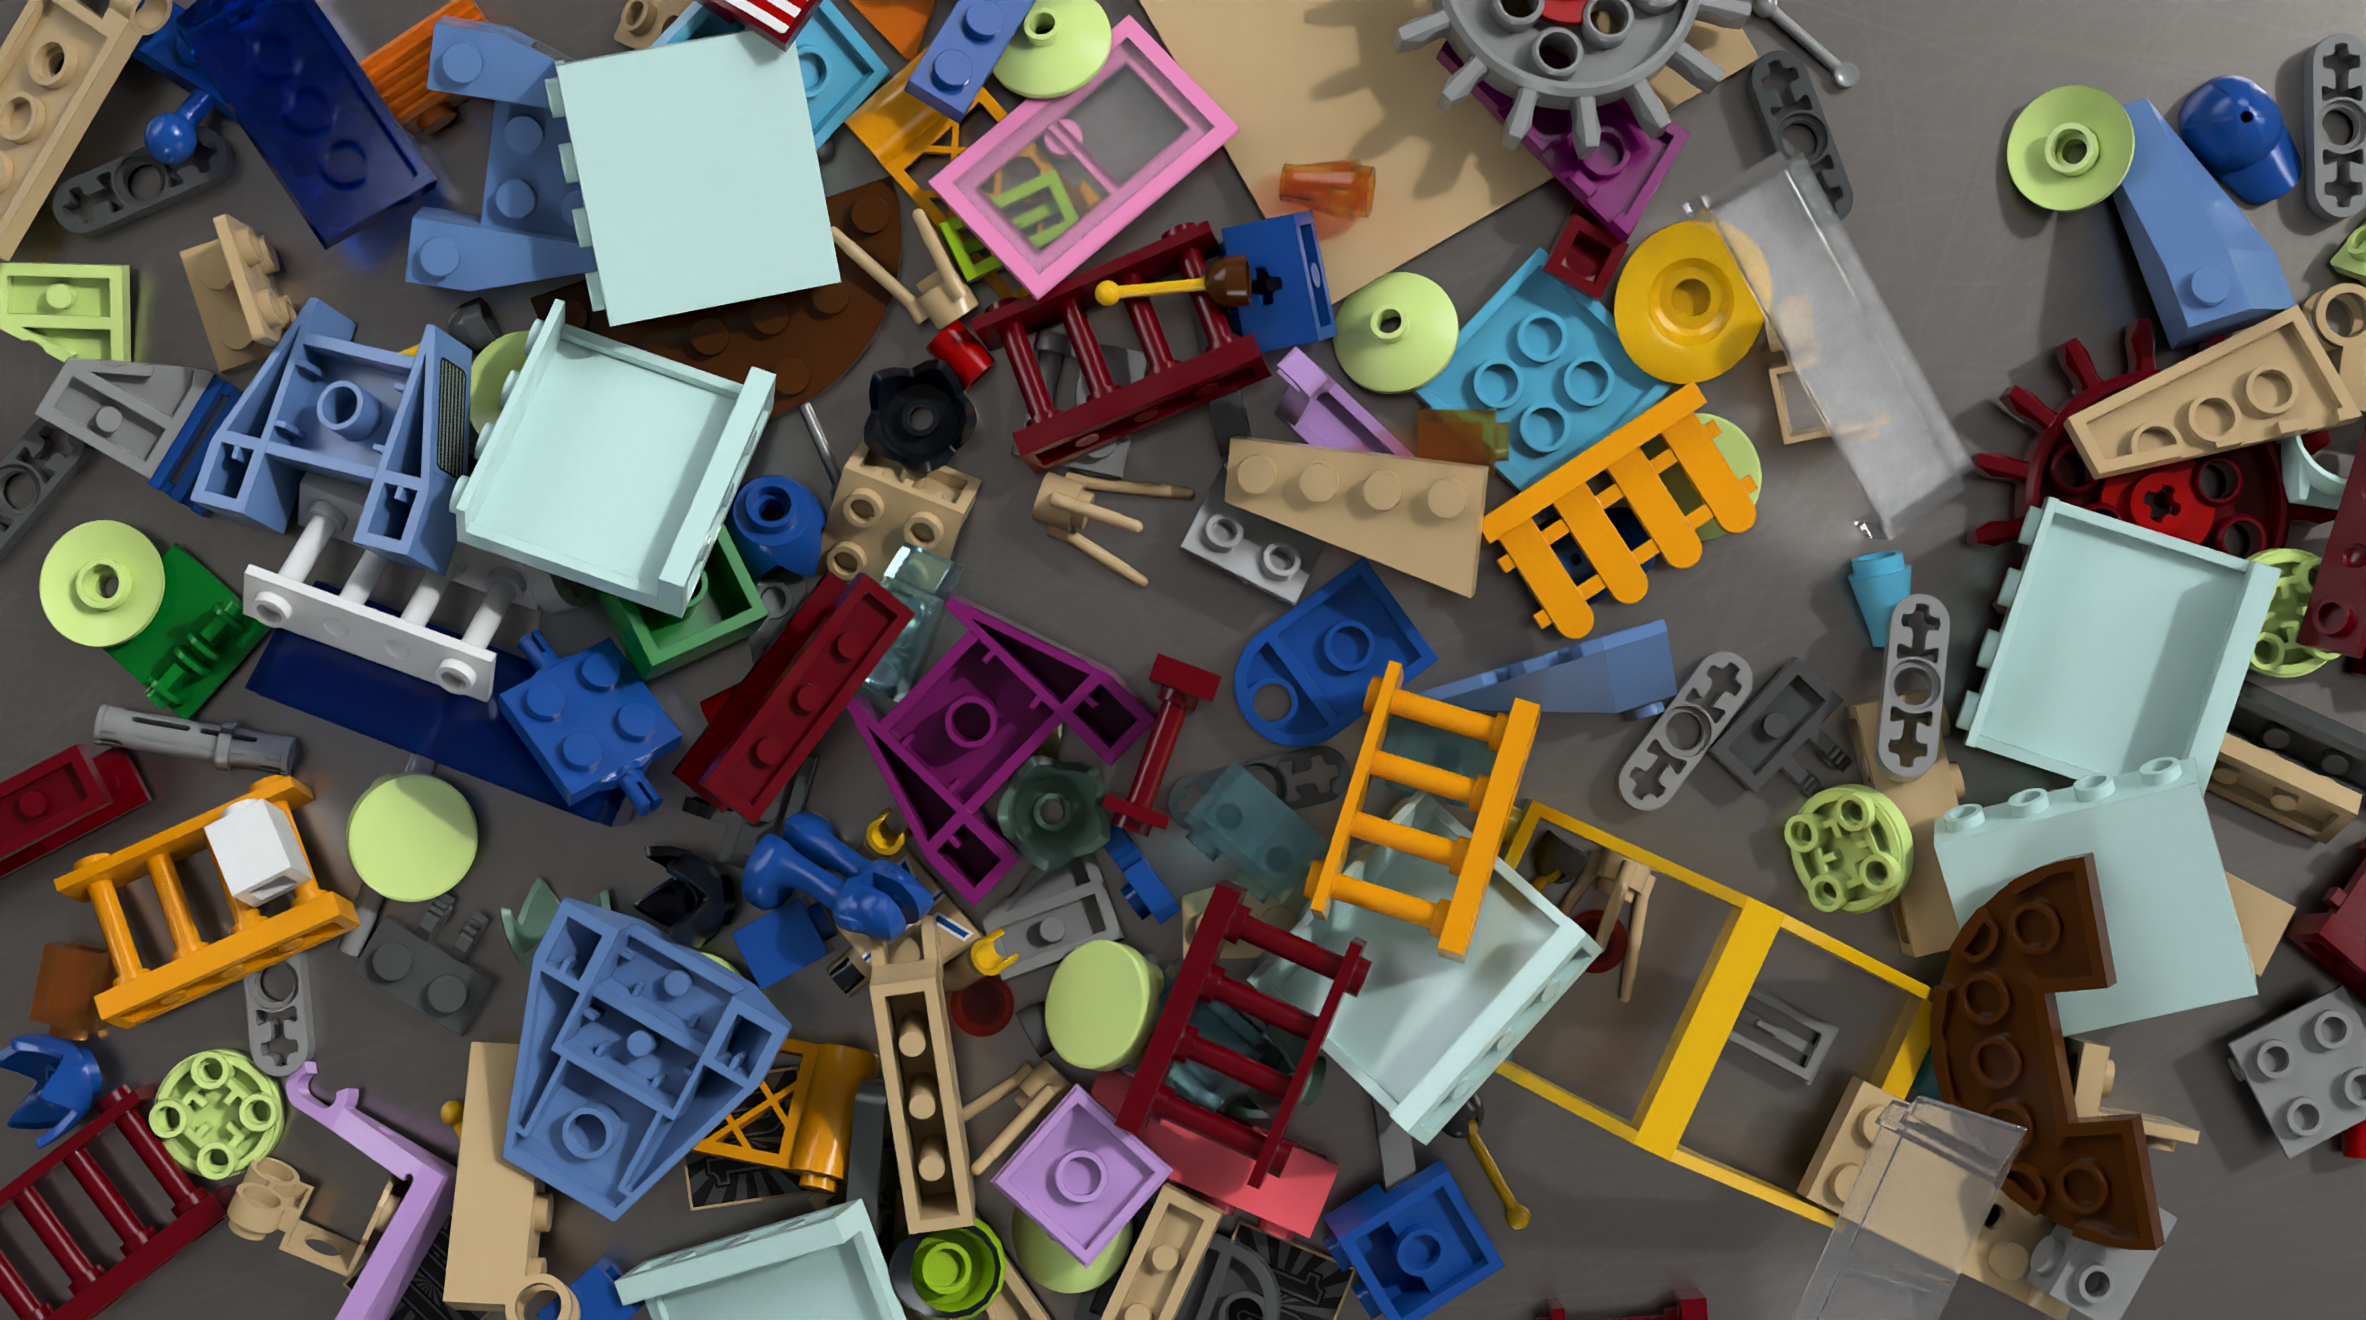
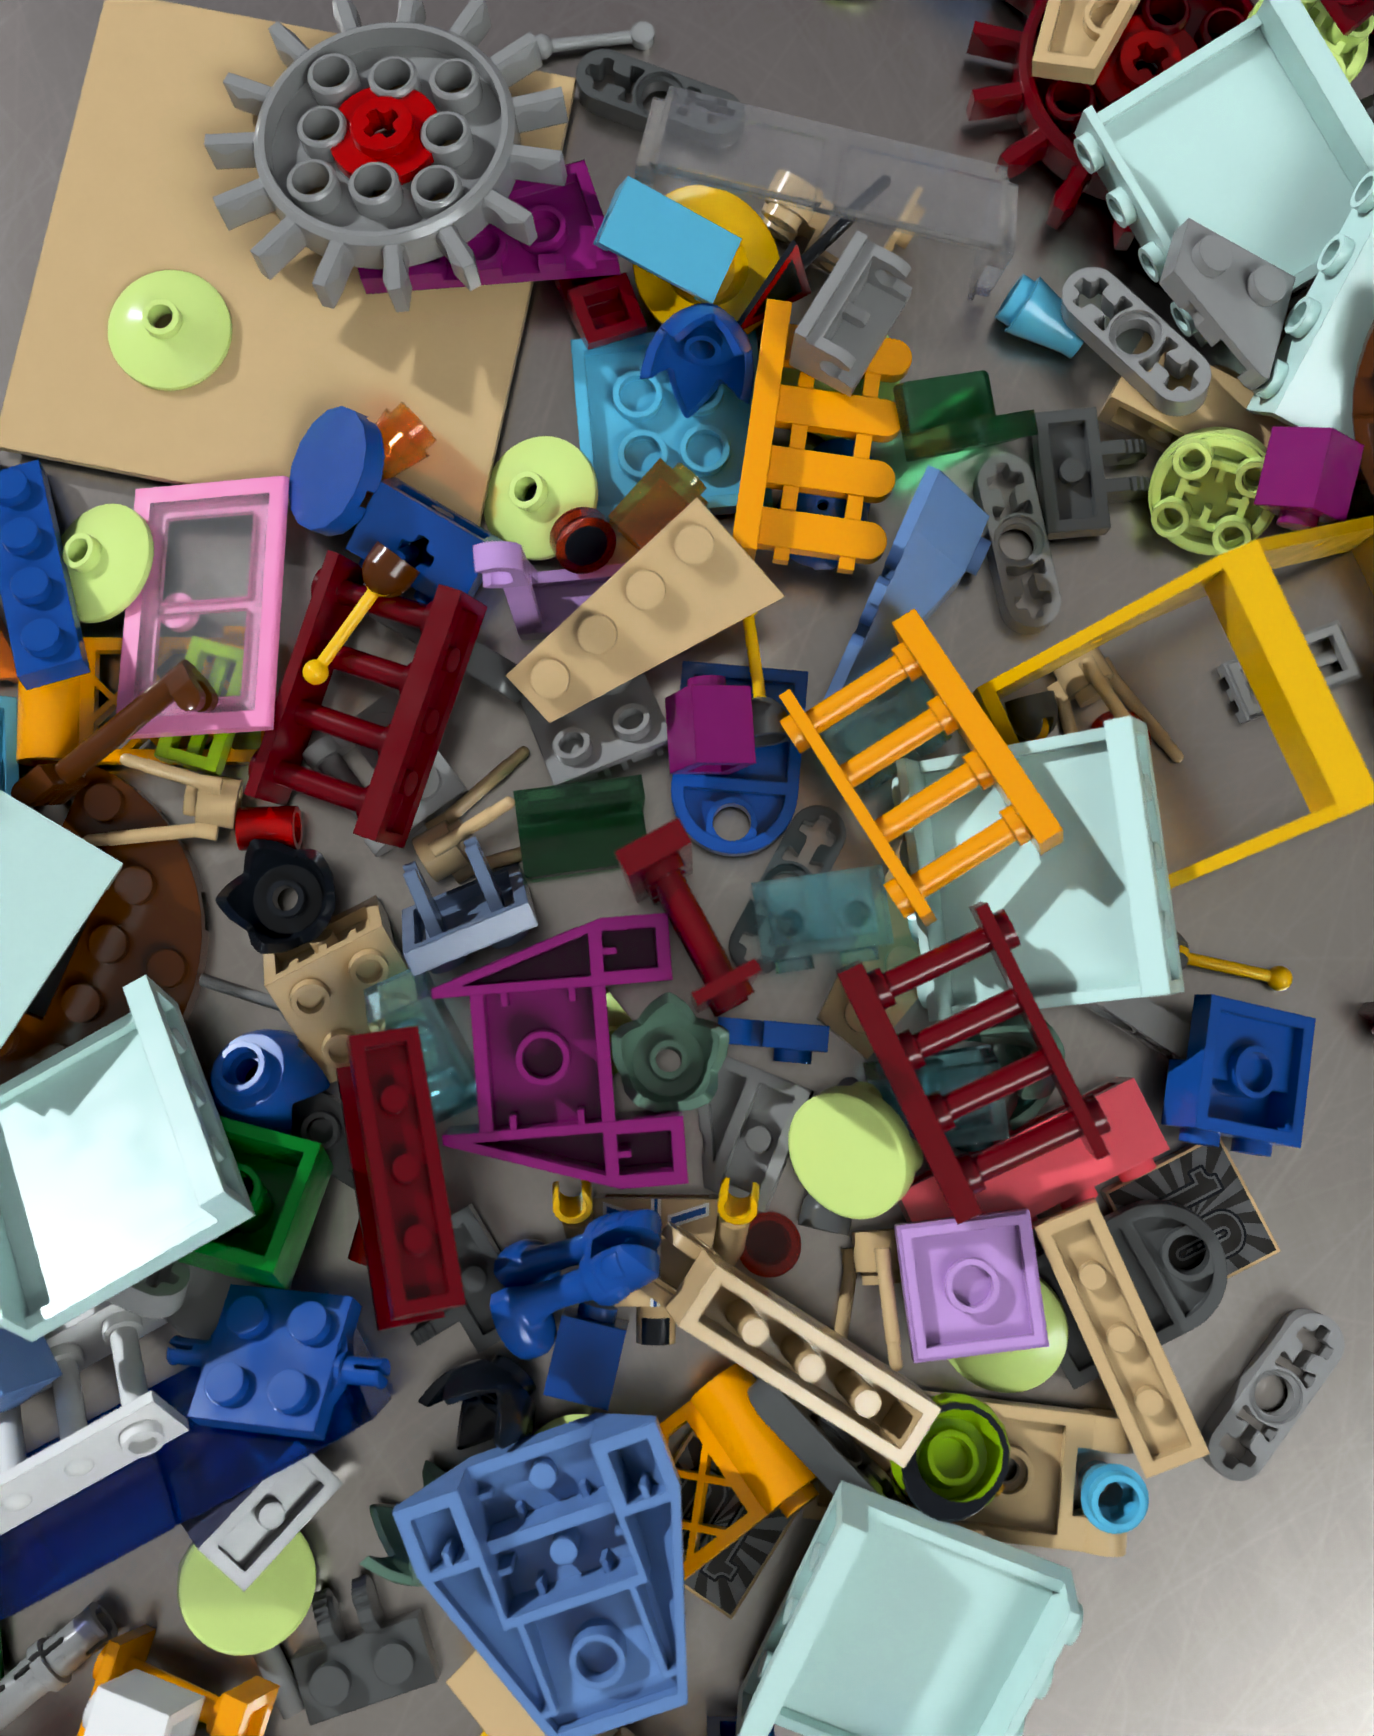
camera: 45 degrees left, 5 degrees down
(465, 809) = (260, 1521): none -> light grey panel
(1010, 204) = (61, 781): none -> reddish brown hinge
(1025, 568) = (479, 914): none -> sand blue plate
(1168, 593) = (578, 825): none -> clear green panel
(1273, 167) = (334, 470): none -> blue tile
(1326, 625) = (710, 727): none -> magenta brick
(1371, 654) = (765, 710): none -> hinge
(1388, 399) = (582, 540): none -> clear red tile
(1609, 361) = (700, 352): none -> blue piece
(1669, 264) = (667, 240): none -> medium azure hinge
(1727, 378) = (788, 277): none -> black piece
(1735, 457) = (851, 315): none -> light grey hinge
(1735, 602) = (955, 416): none -> clear green panel
(1905, 912) = (1308, 476): none -> magenta brick
(2000, 733) = (1229, 296): none -> light grey wing

